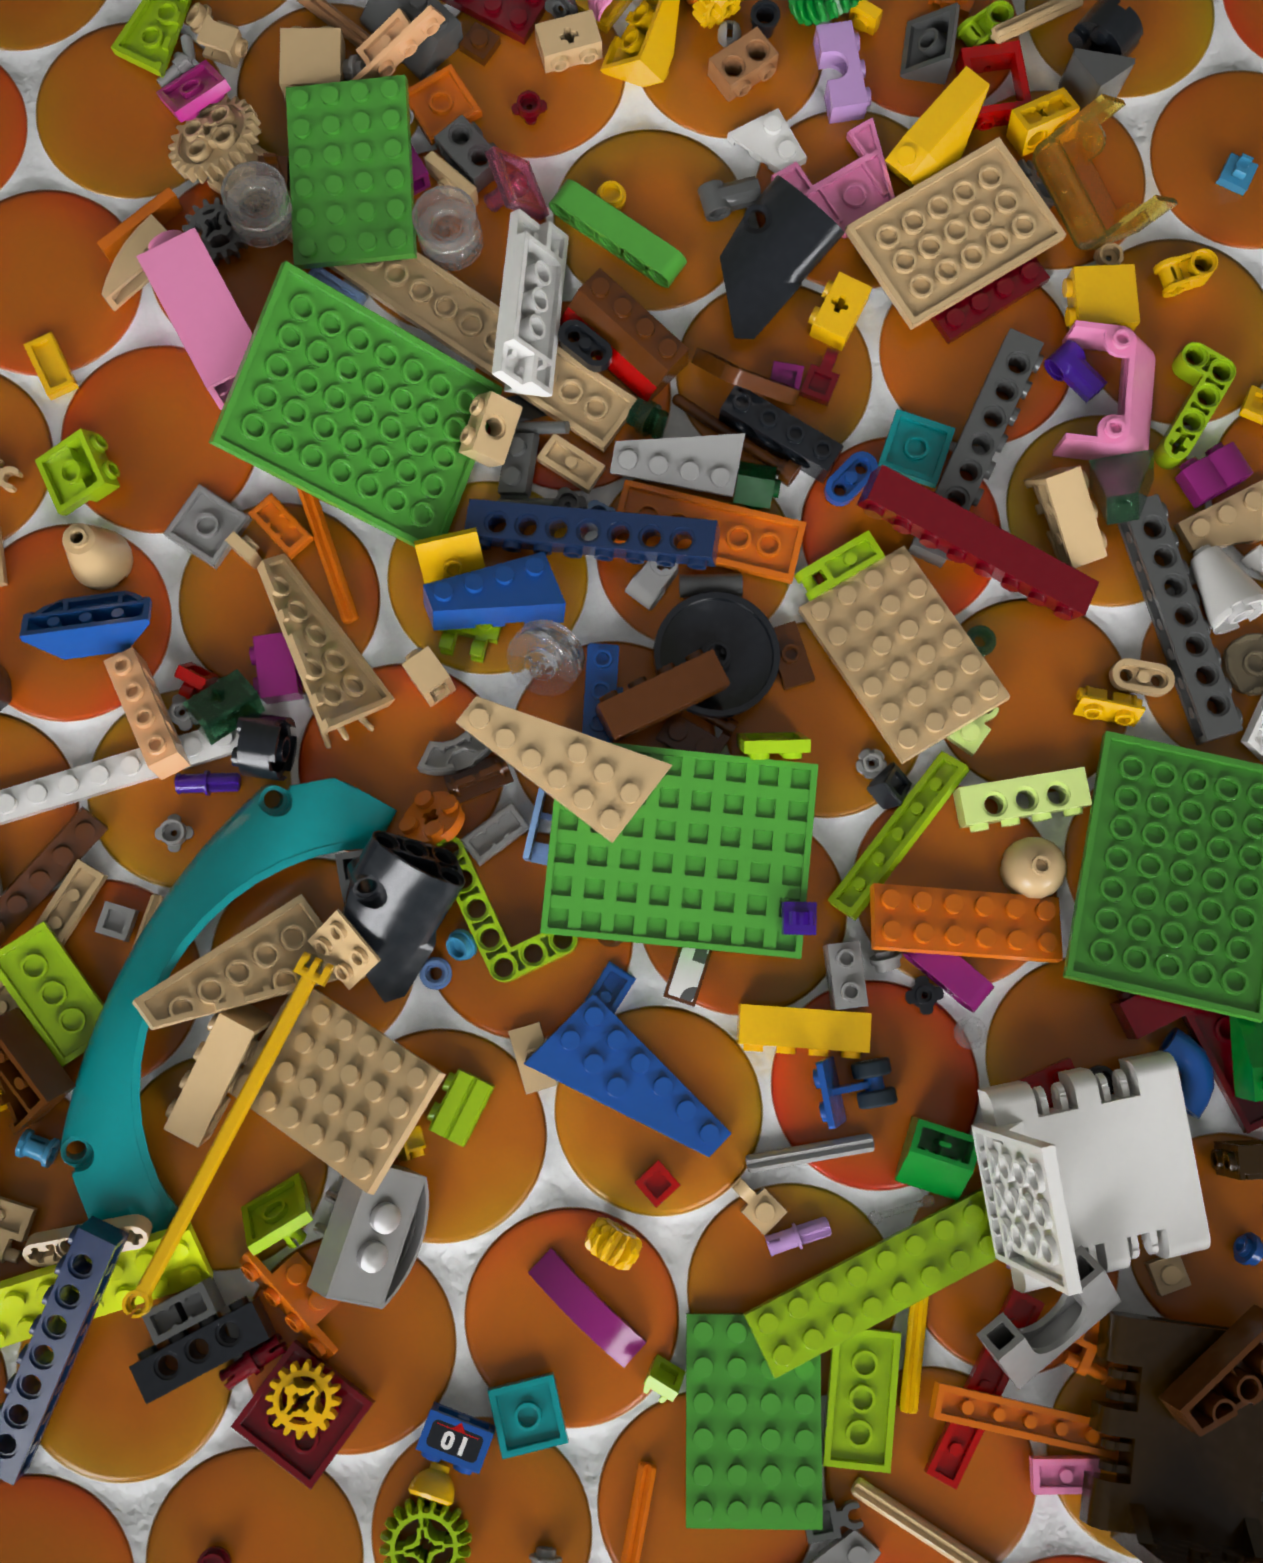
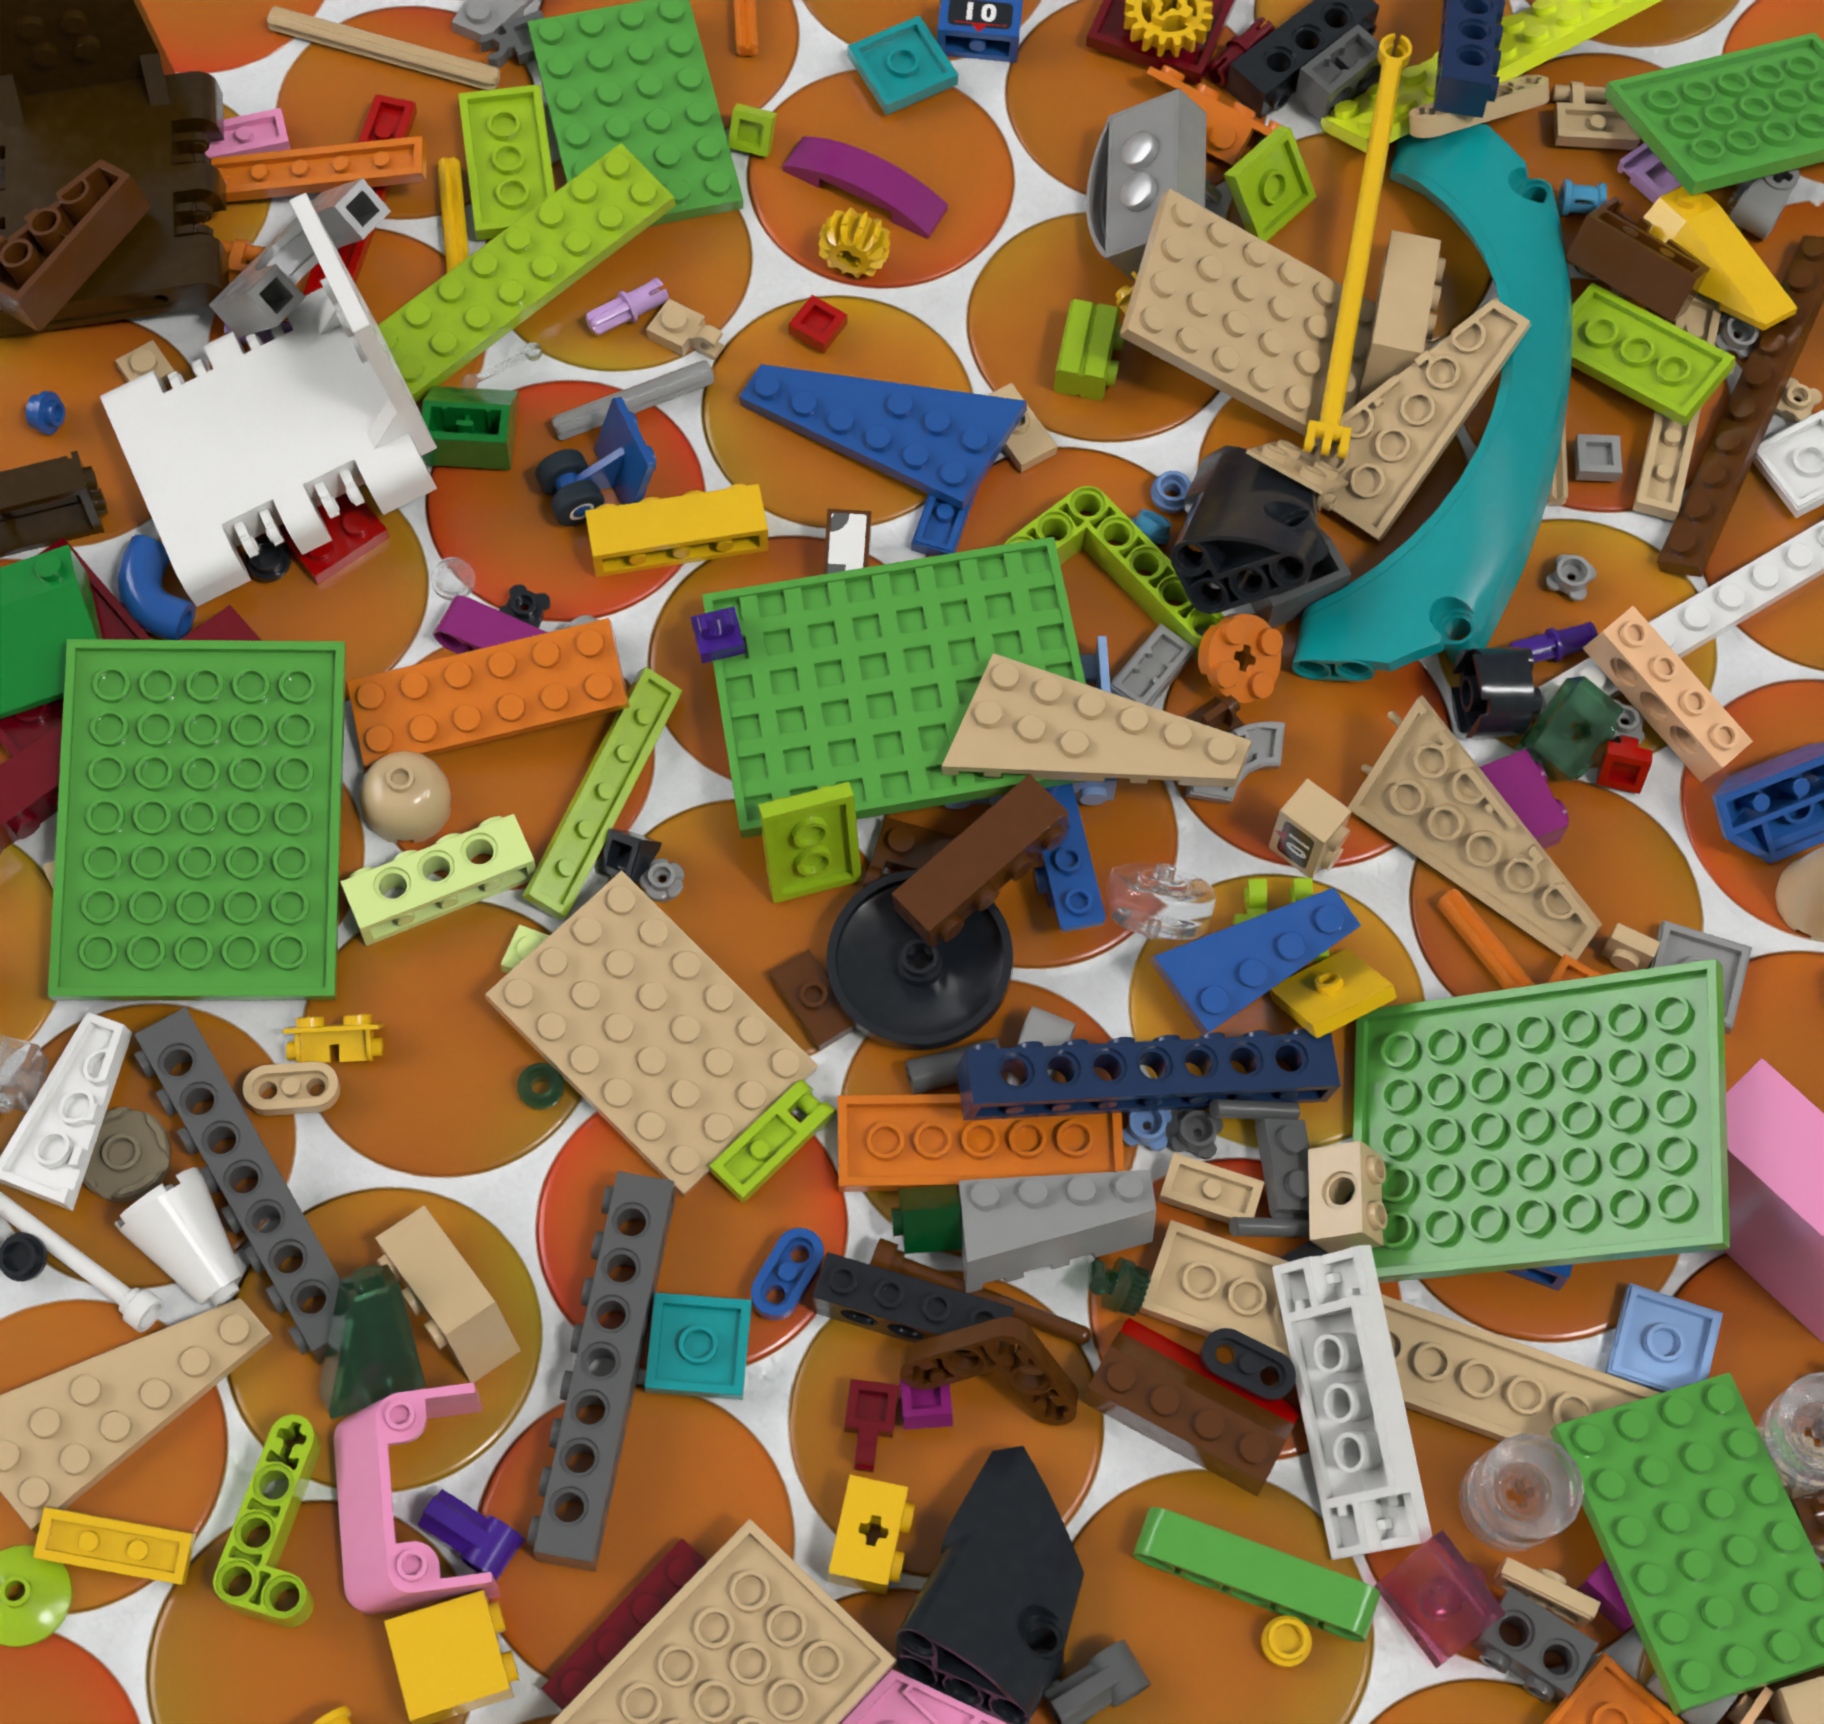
camera: 165 degrees right, 15 degrees down
(845, 975) = (637, 601): light grey brick -> none
(977, 543) = (579, 1194): dark red brick -> none
(1214, 474) = (224, 1421): magenta brick -> none

